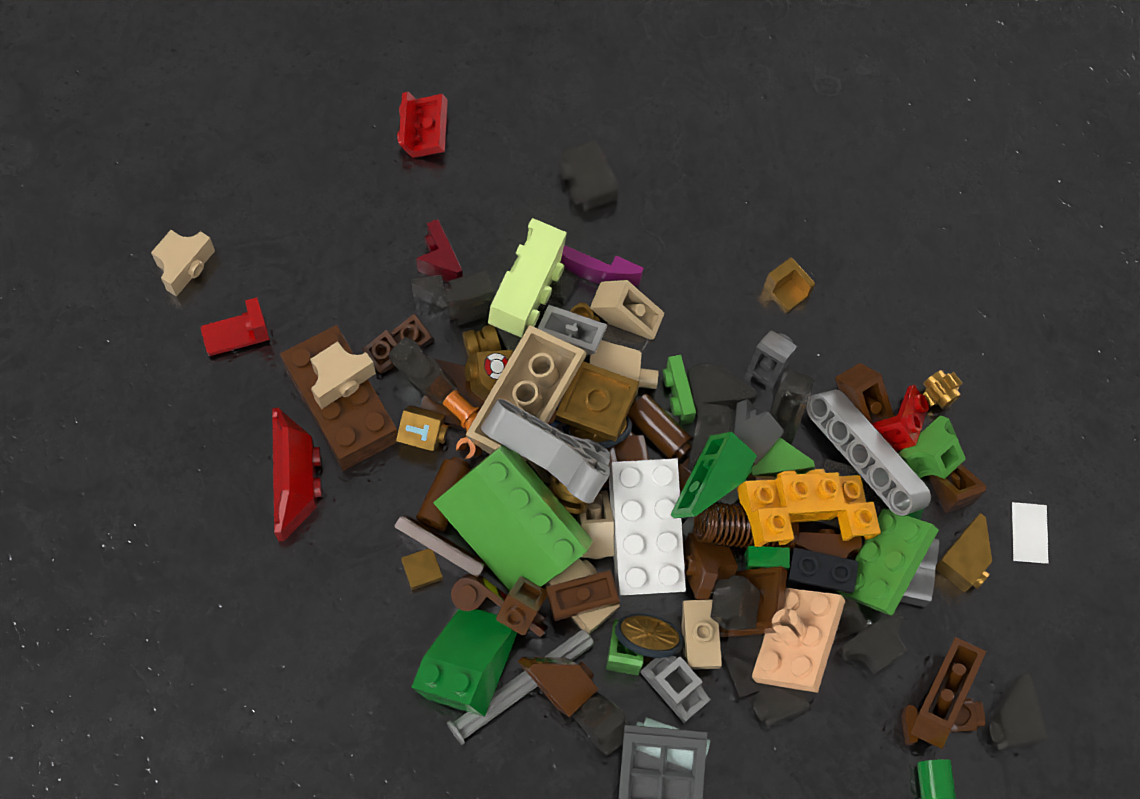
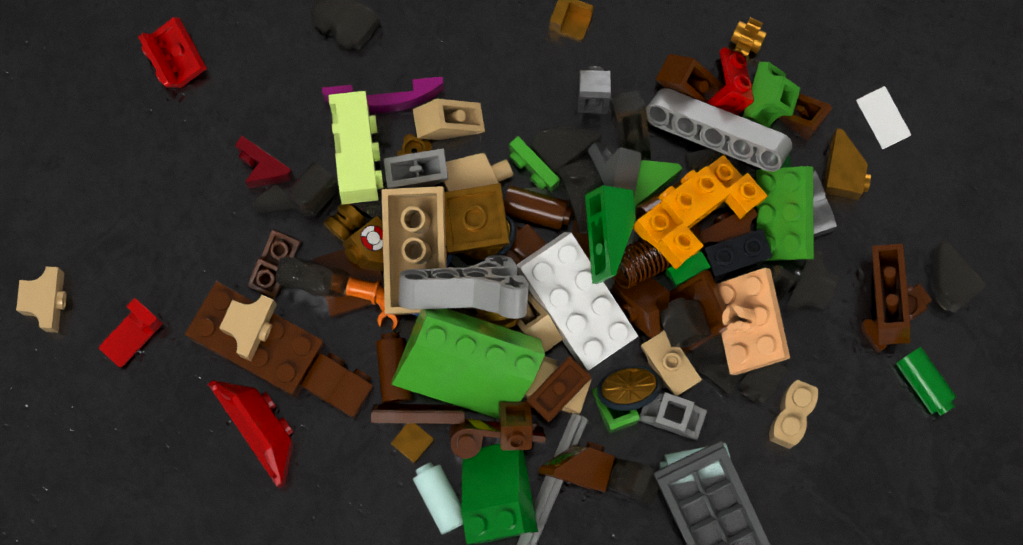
camera: 25 degrees left, 10 degrees up
(386, 478) = (338, 385): none -> reddish brown brick
(413, 631) = (439, 497): none -> light aqua brick
(422, 428) = (341, 325): pearl gold brick -> none
(786, 755) = (795, 406): none -> tan brick

